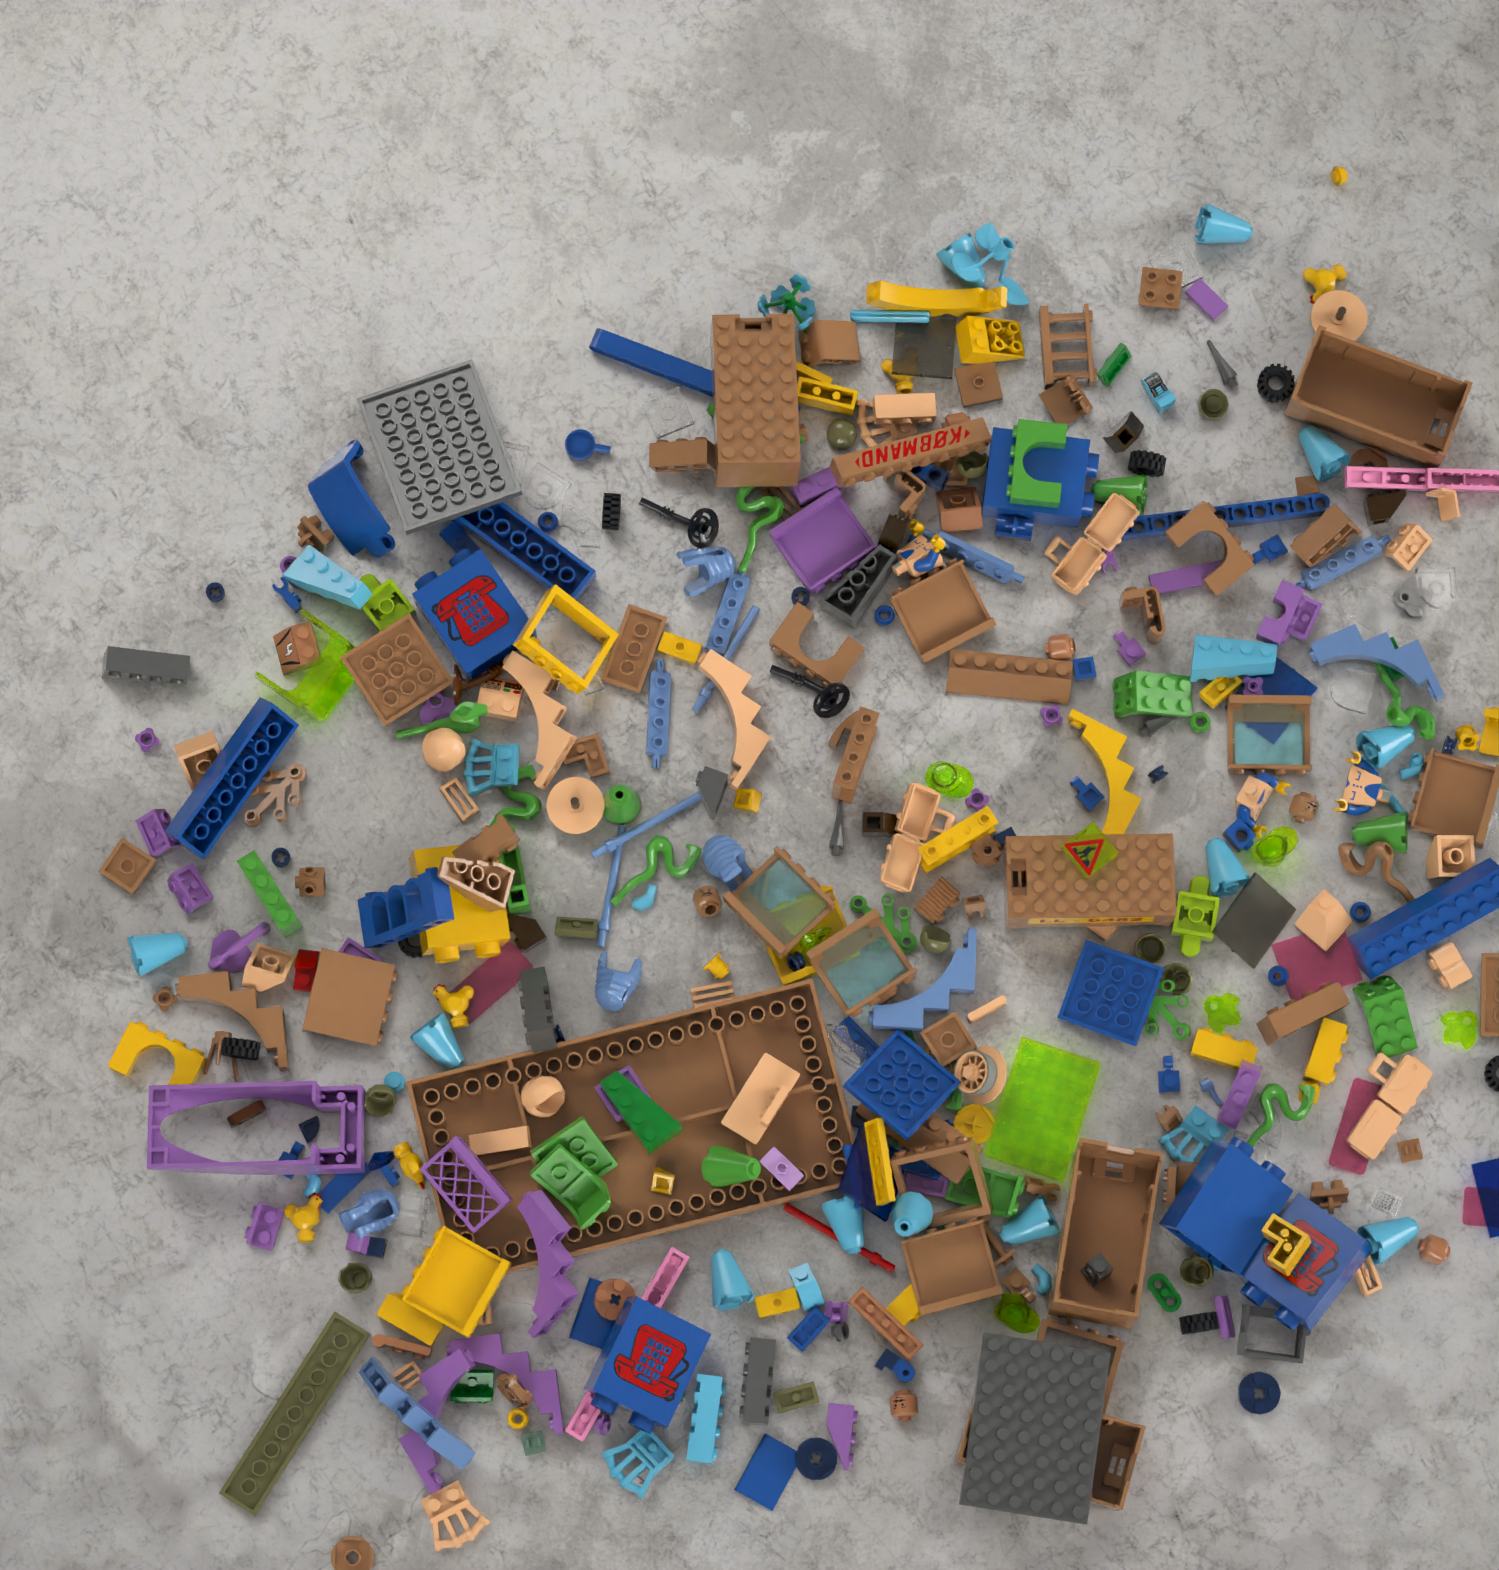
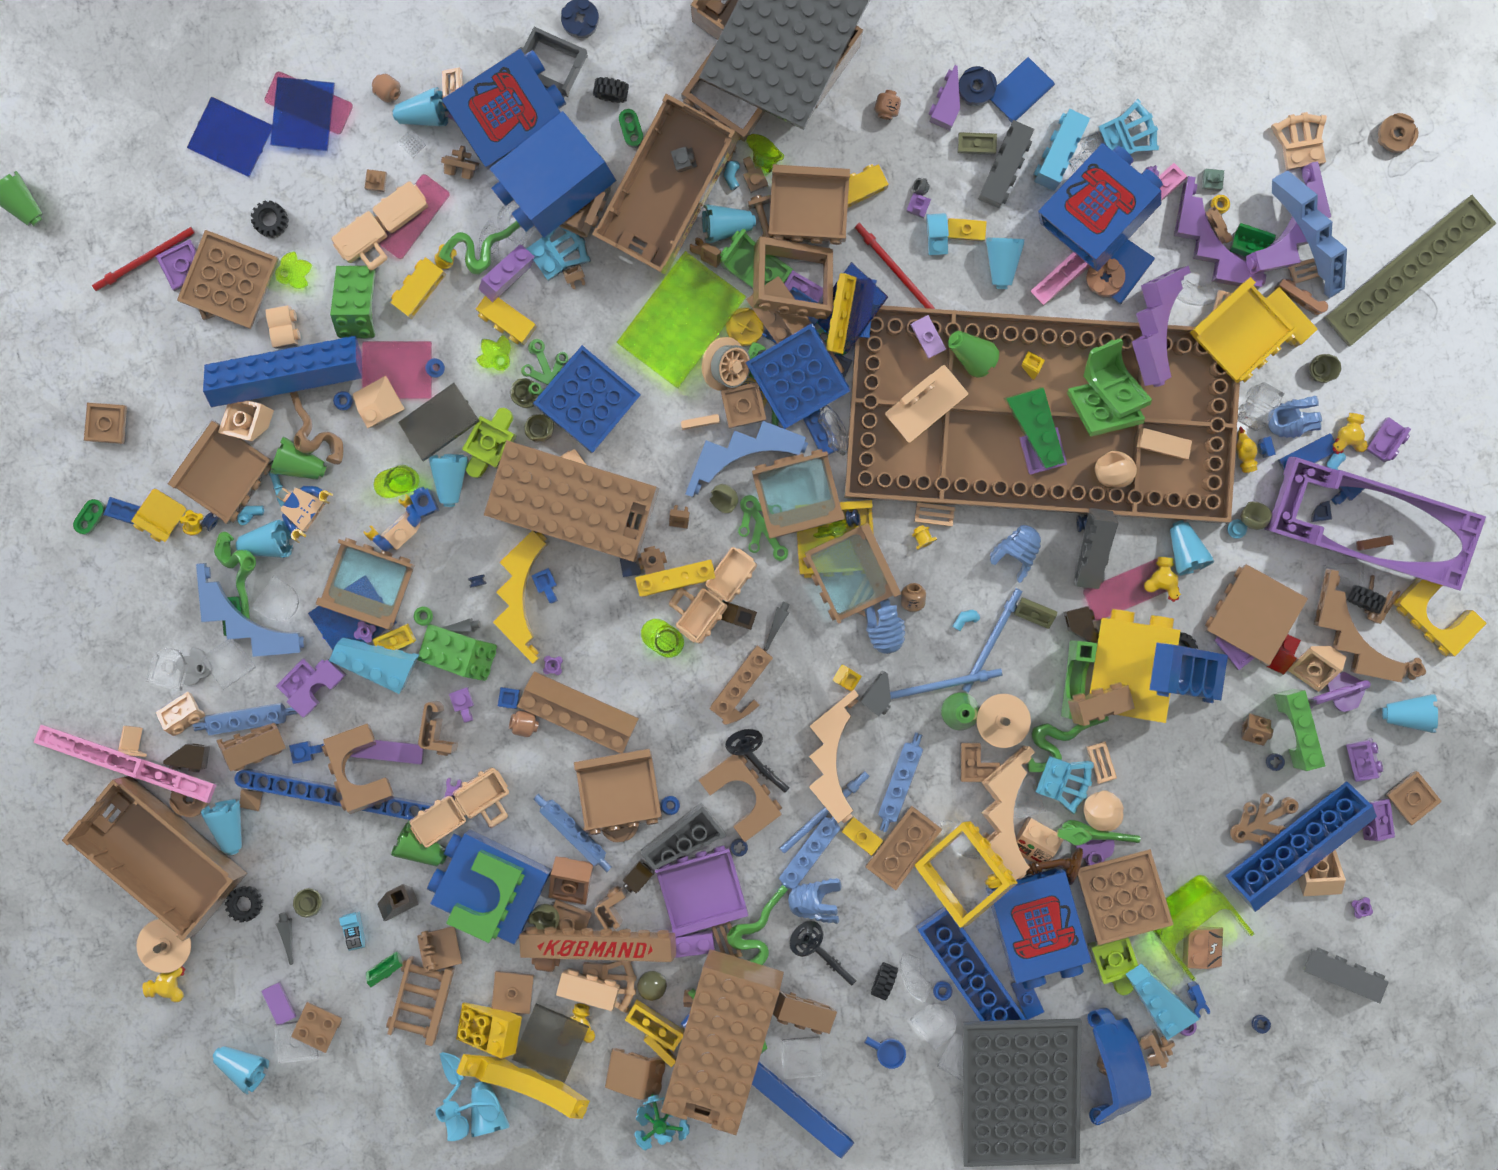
camera: 160 degrees left, 10 degrees up
(367, 1245) = (1300, 390): leg -> none
(381, 1159) = (1271, 463): clear blue tile -> none
(477, 1169) = (1194, 422): medium lavender fence -> none
(478, 881) = (1120, 673): medium nougat wedge -> none
(660, 843) = (939, 663): bright green animal -> none
(809, 1329) = (947, 197): blue plate -> none
(846, 1223) = (887, 272): medium azure cone -> none
(885, 1323) = (881, 176): nougat tile -> none
(889, 316) = (571, 1082): medium azure axle -> none
(902, 1369) = (882, 142): leg -> none
(911, 1213) = (830, 257): medium azure cone -> none
(919, 553) = (621, 849): torso -> none
(932, 476) = (585, 917): dark blue leg -> none
(937, 901) = (711, 531): medium nougat brick -> none
(977, 794) = (639, 610): medium lavender plate -> none
(1014, 528) = (527, 846): blue hips -> none
(1089, 850) = (563, 521): clear neon green piece -> none
(1147, 463) = (386, 866): black tyre -> none
(1168, 1079) = (562, 311): blue plate -> none
(1196, 1271) = (598, 134): olive hair -> none
(1208, 1085) = (530, 293): medium blue hand -> none
(1224, 1317) = (586, 90): medium lavender tile -> none
(1289, 1242) = (508, 120): yellow brick -> none
(1302, 1012) = (425, 326): medium nougat wedge -> none
(1303, 807) = (359, 508): medium nougat head -> none
(1338, 175) = (115, 1080): yellow plate -> none

